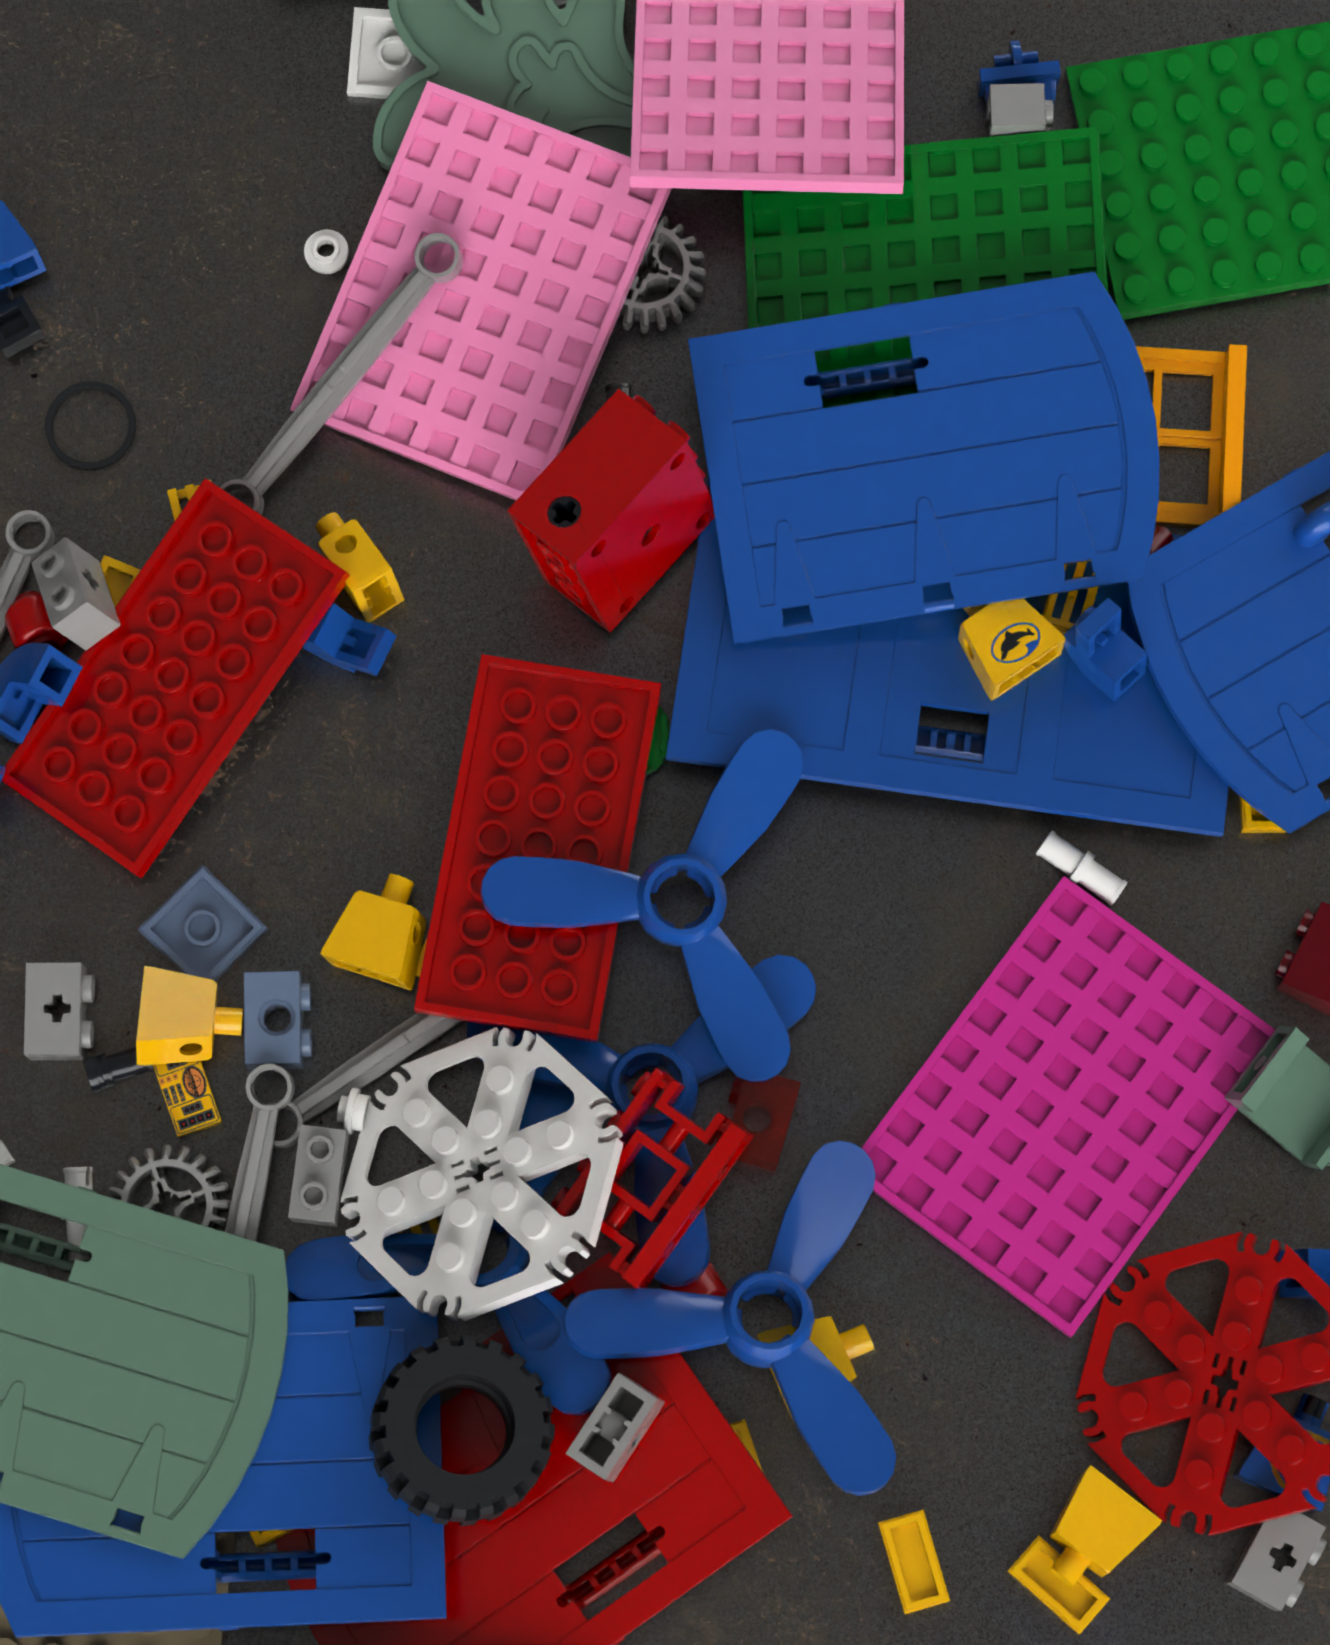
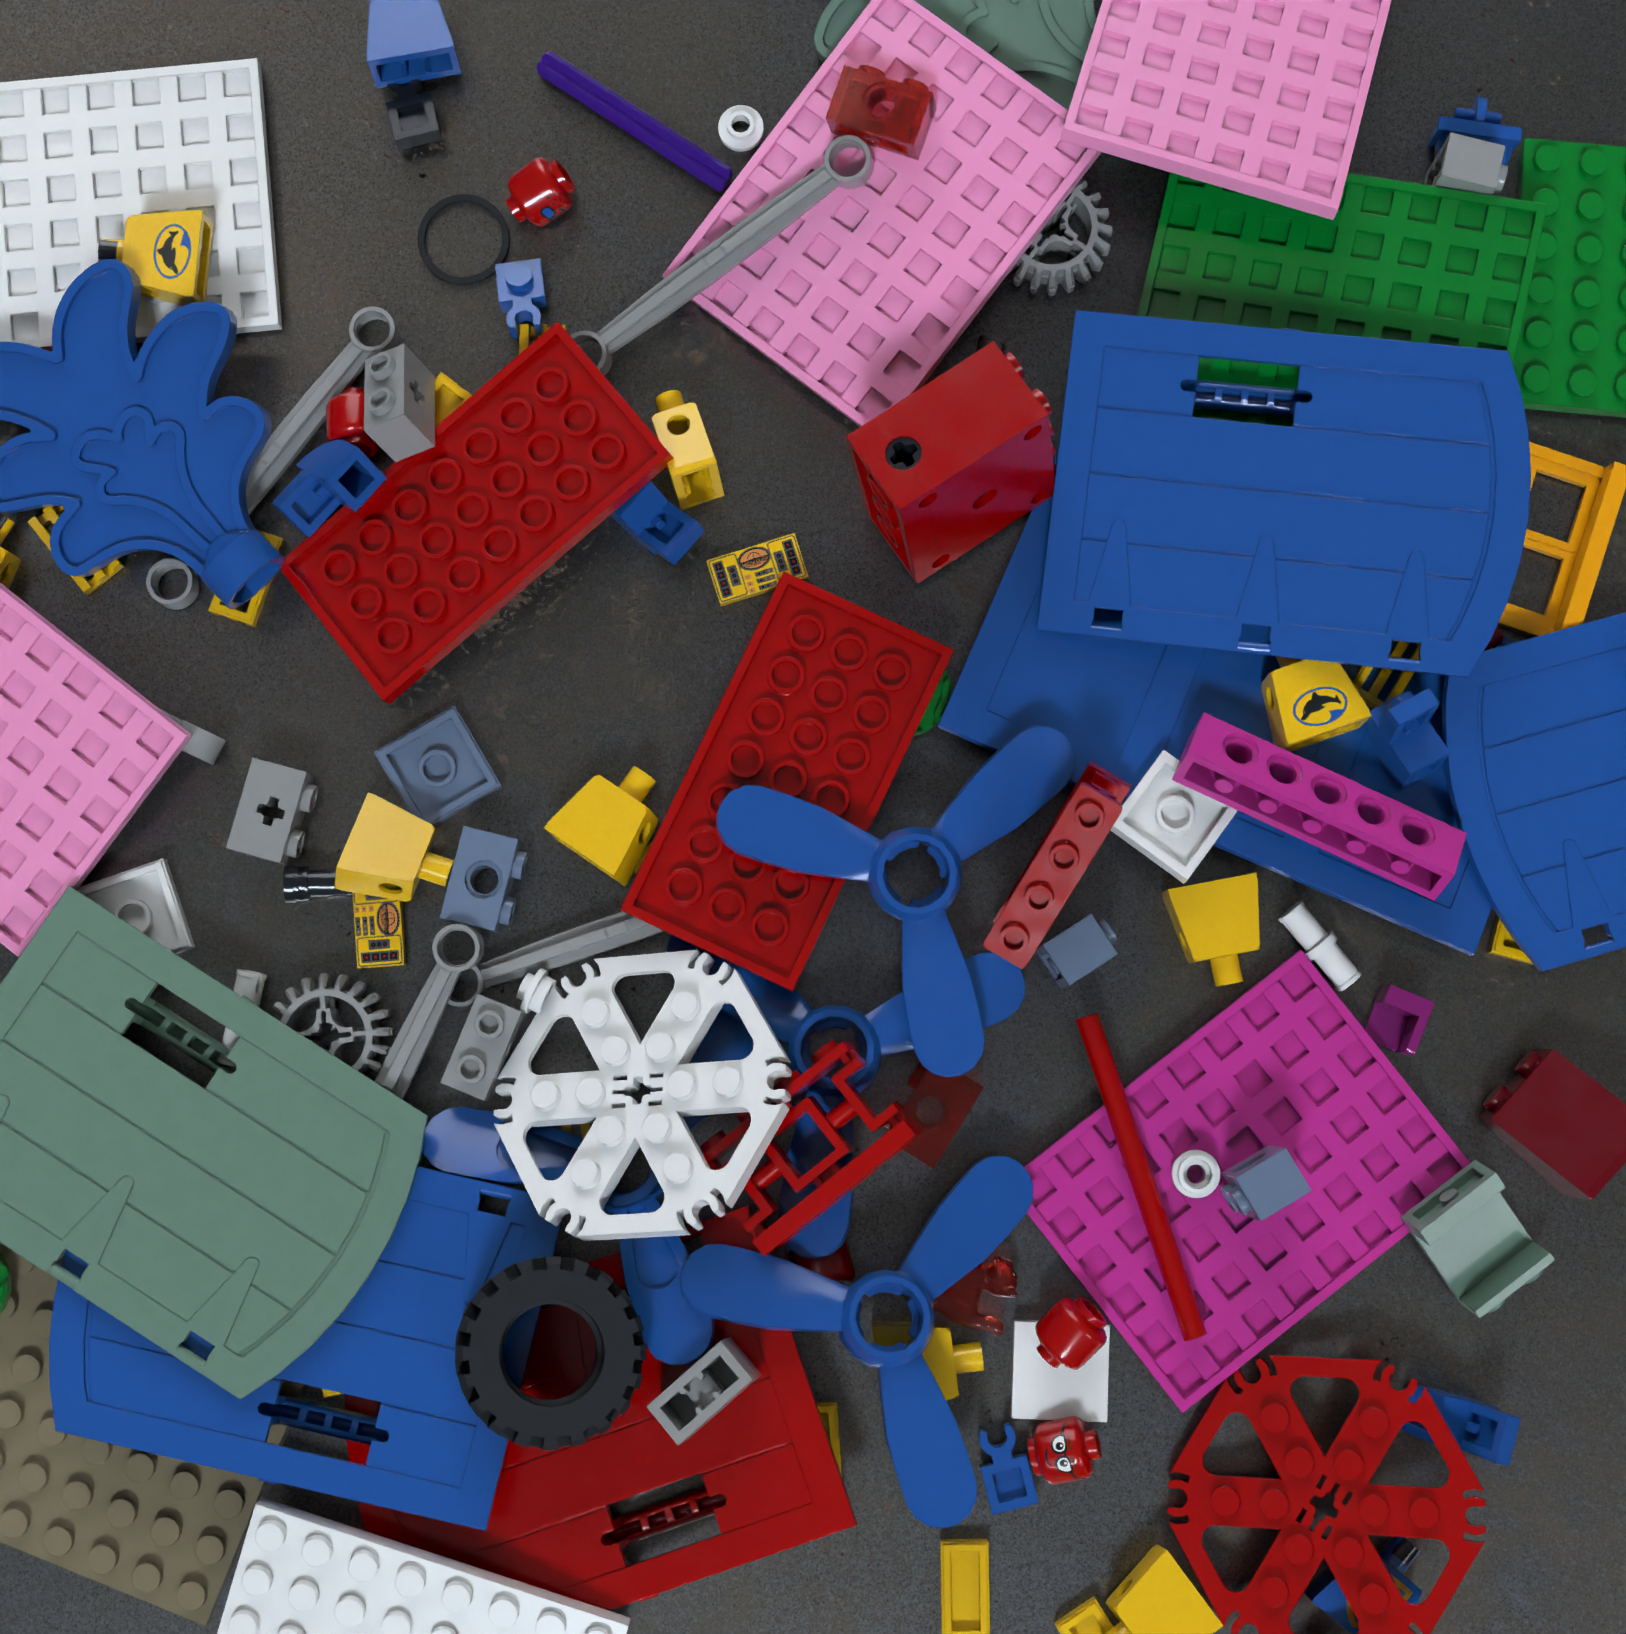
camera: 15 degrees right, 5 degrees up
(153, 361) = (540, 191): none -> red head
(160, 461) = (521, 293): none -> plate
(223, 271) = (634, 121): none -> dark purple axle
(453, 660) = (755, 569): none -> tile
(478, 218) = (901, 130): none -> clear red brick
(810, 854) = (1057, 865): none -> red fence
(835, 1284) = (962, 1299): none -> clear red animal
(853, 931) = (1078, 950): none -> sand blue brick
(908, 781) = (1170, 820): none -> white tile
(924, 1445) = (1006, 1477): none -> blue plate
(945, 1289) = (1071, 1333): none -> red head
(947, 1332) = (1059, 1392): none -> white tile
(970, 1402) = (1064, 1450): none -> red head
(971, 1125) = (1141, 1177): none -> red piece
(978, 872) = (1217, 923): none -> yellow torso
(1031, 1098) = (1210, 1177): none -> white plate
(1040, 735) = (1320, 807): none -> dark pink brick
(1083, 1096) = (1263, 1183): none -> sand blue brick
(1172, 916) = (1398, 1019): none -> magenta panel

